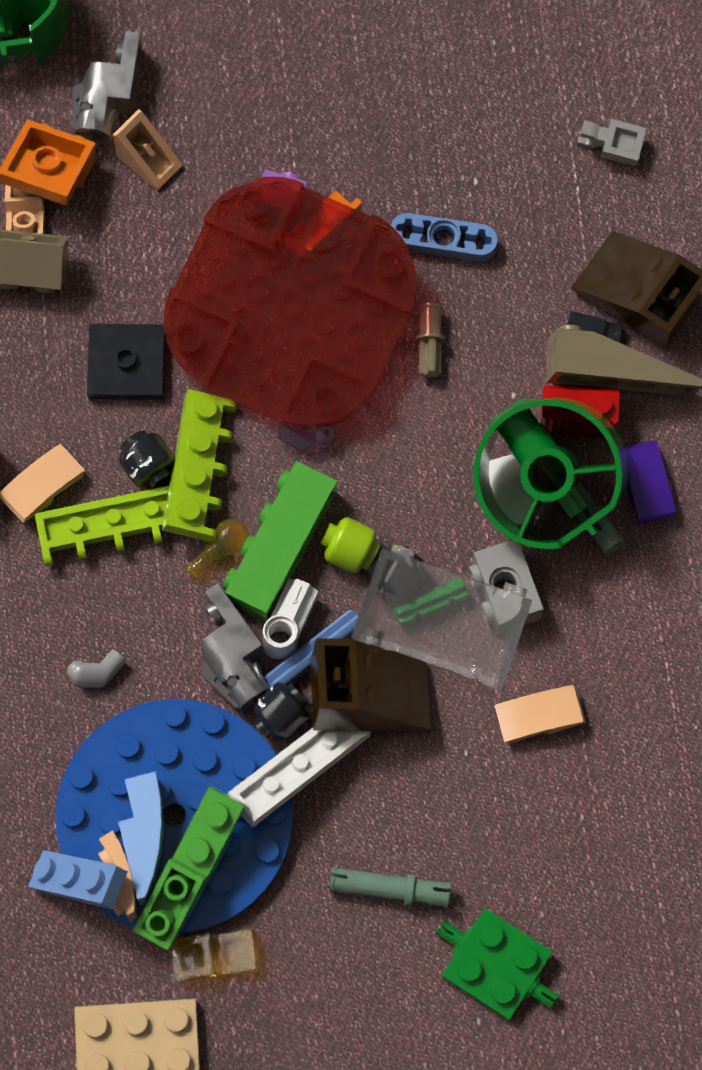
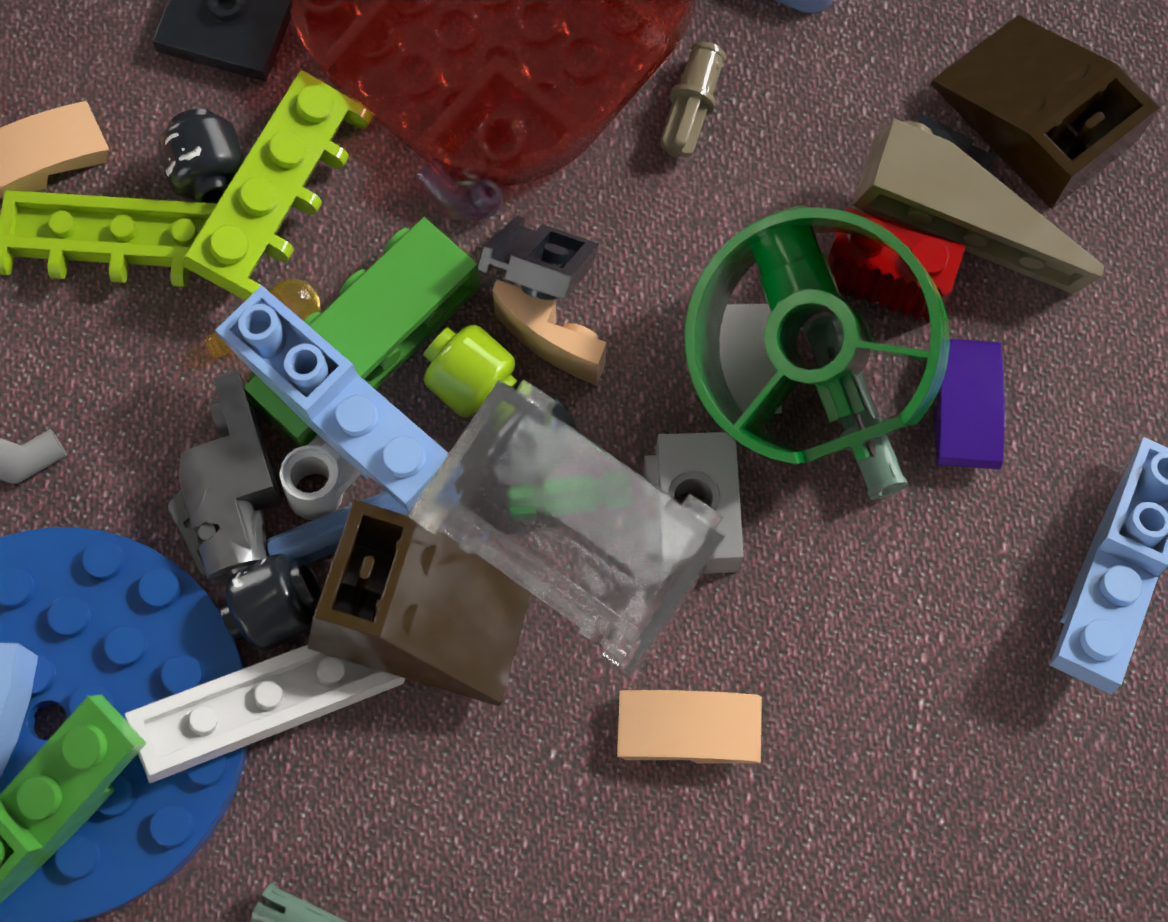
camera: 15 degrees right, 0 degrees up
(283, 585) = (332, 397): none -> light blue slope
(373, 466) = (542, 261): none -> black plate
(374, 503) = (534, 325): none -> light nougat slope

